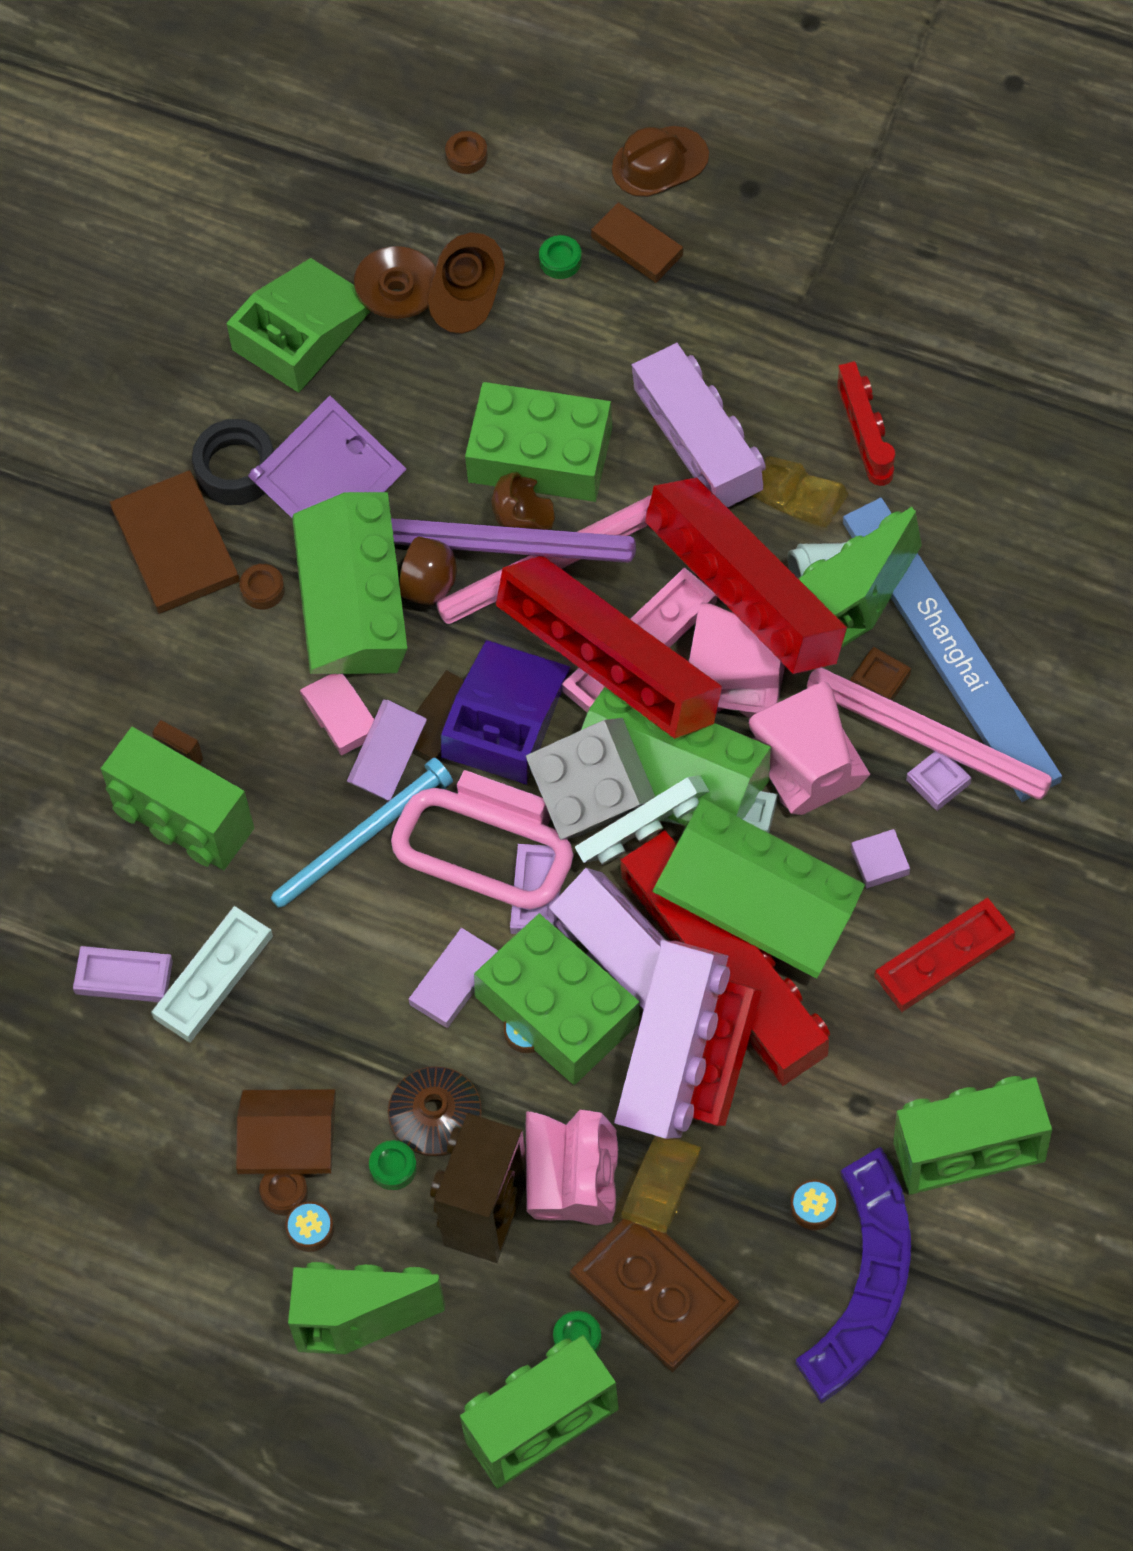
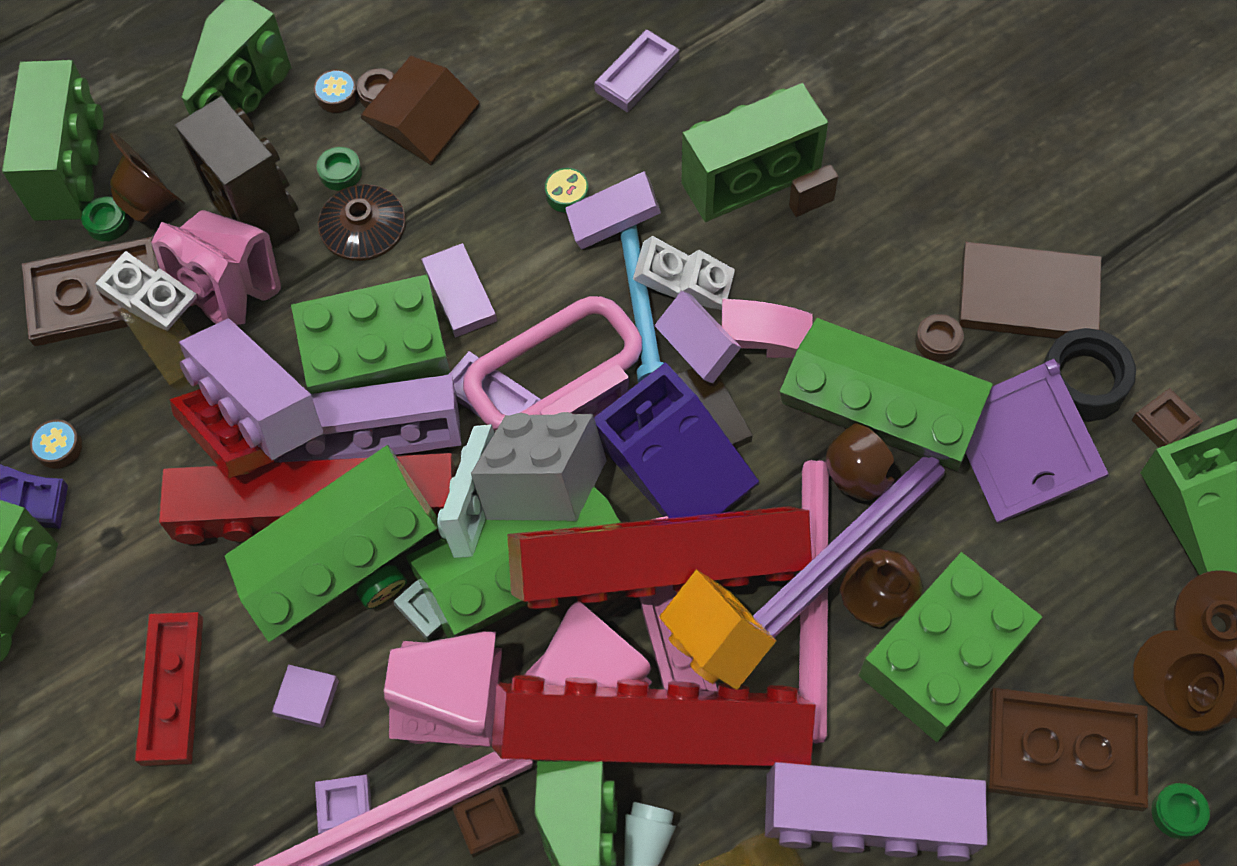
camera: 120 degrees right, 0 degrees up
(212, 974) = (588, 122): light aqua plate -> none
(238, 394) = (1167, 419): none -> reddish brown tile
(295, 953) = (565, 188): none -> tile
(299, 891) = (612, 210): none -> lavender tile
(325, 803) = (672, 271): none -> white slope
(533, 1311) = (137, 186): none -> reddish brown piece
(562, 340) = (1068, 749): none -> reddish brown tile
(637, 1203) = (144, 292): none -> white slope
(647, 568) = (715, 631): none -> light orange brick

